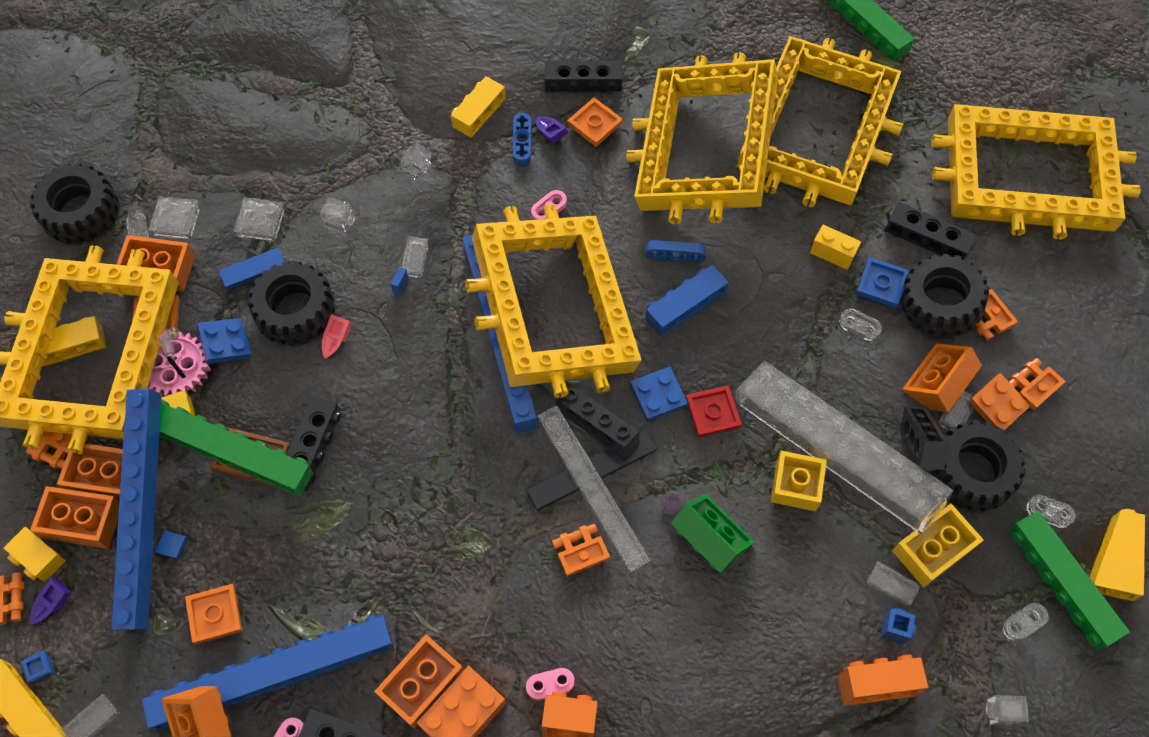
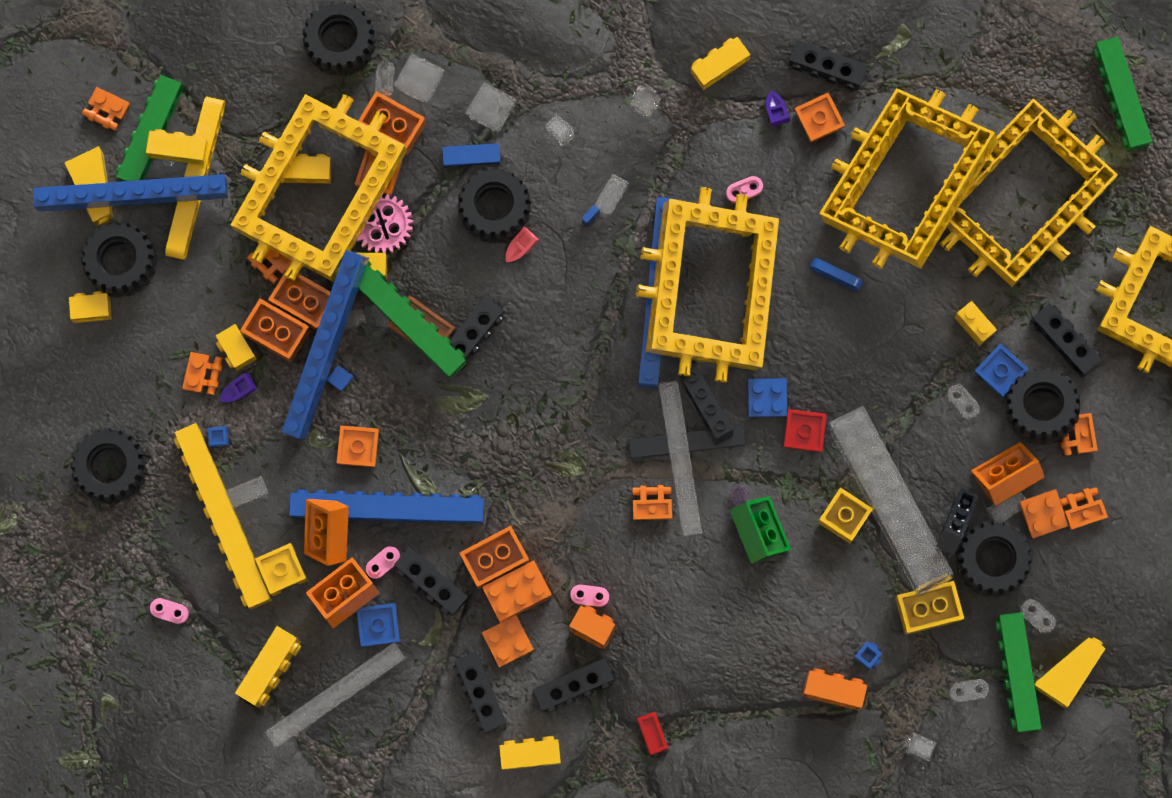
camera: 25 degrees right, 15 degrees up
(166, 340) = (382, 204): clear arm -> none
(223, 340) = (428, 217): blue plate -> none
(517, 132) = (747, 124): blue beam -> none
(686, 300) = (825, 324): blue brick -> none
(893, 584) = (882, 623): clear plate -> none

